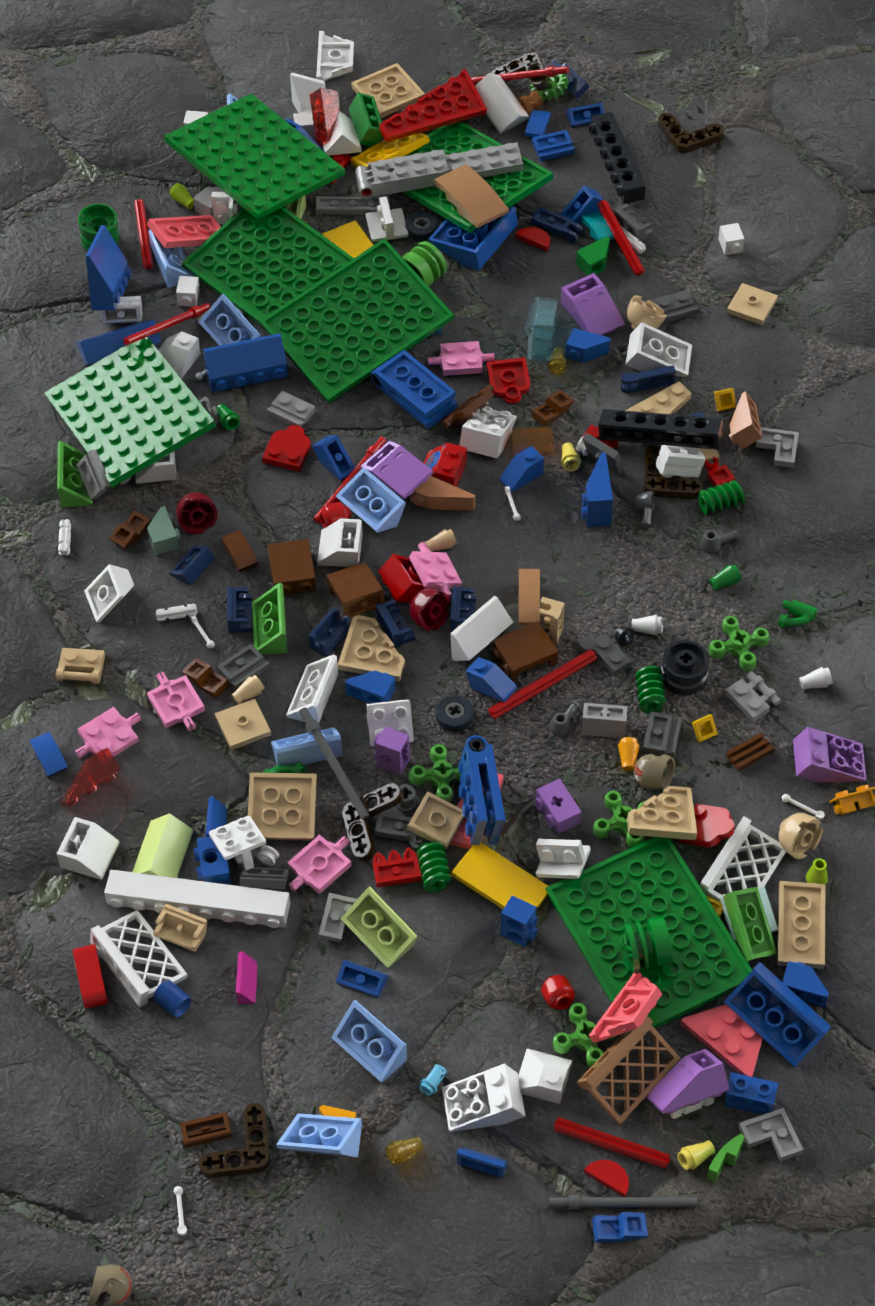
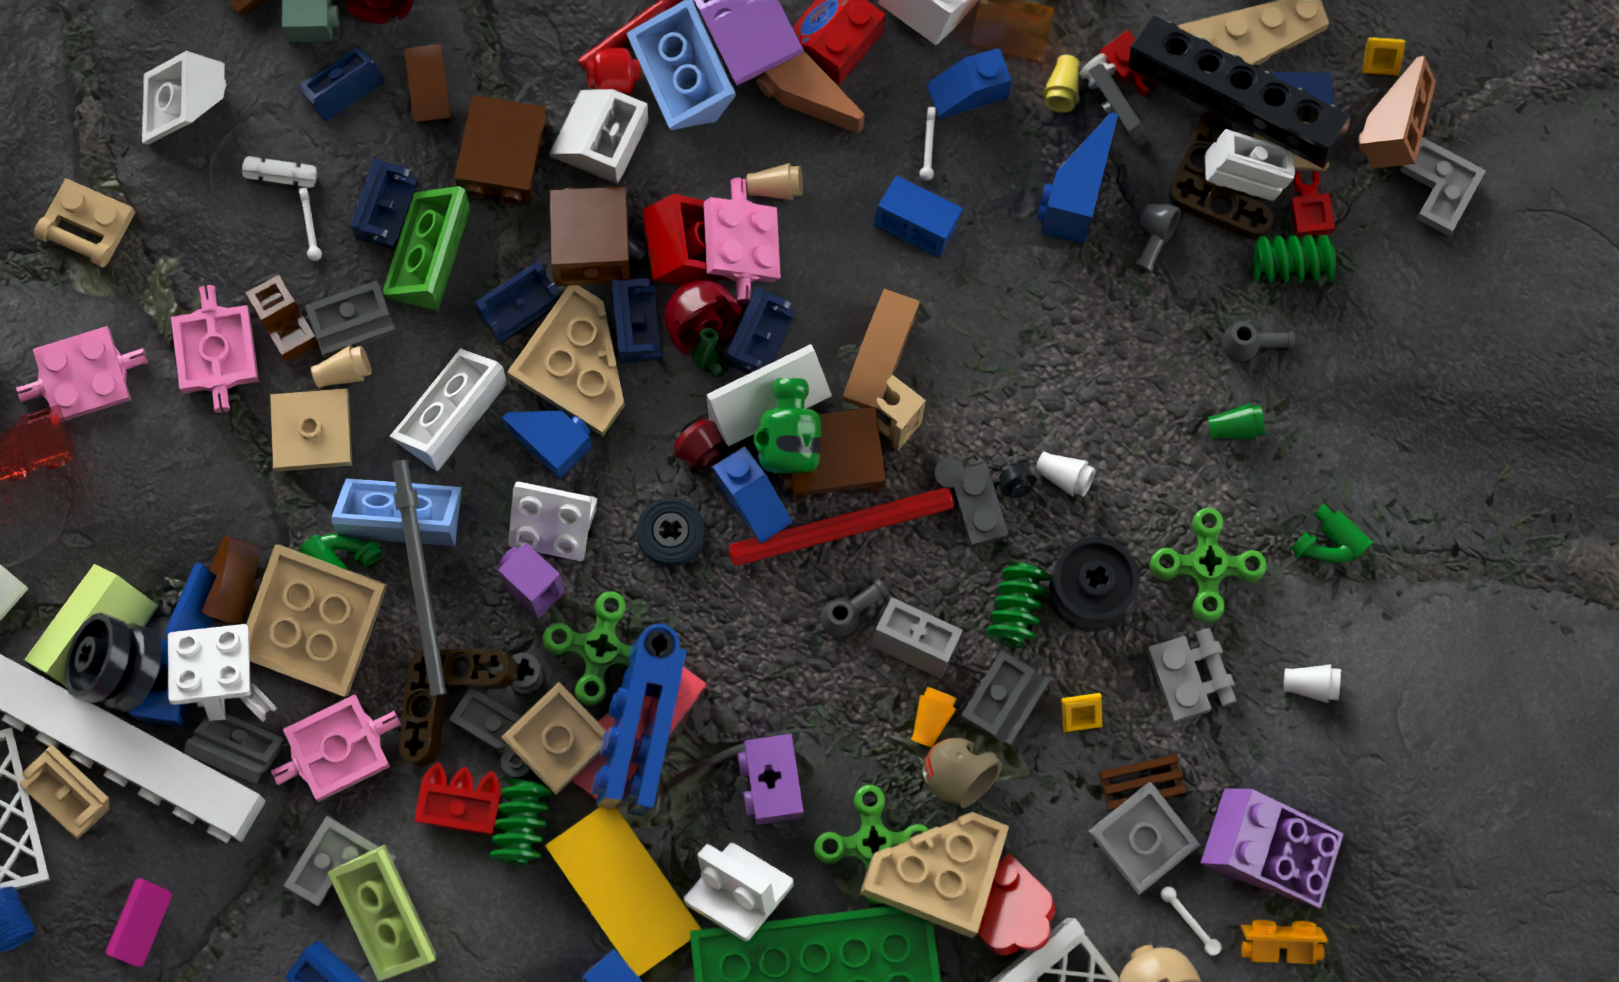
camera: 15 degrees right, 20 degrees up
(185, 852) = (112, 662): none -> black wheel
(232, 801) = (236, 573): none -> reddish brown slope
(438, 626) = (707, 356): none -> dark green arm
(453, 667) = (699, 444): none -> dark red cone
(500, 638) = (789, 434): none -> green piece
(521, 535) = (917, 216): none -> blue hinge
(762, 774) = (1144, 838): none -> light grey tile

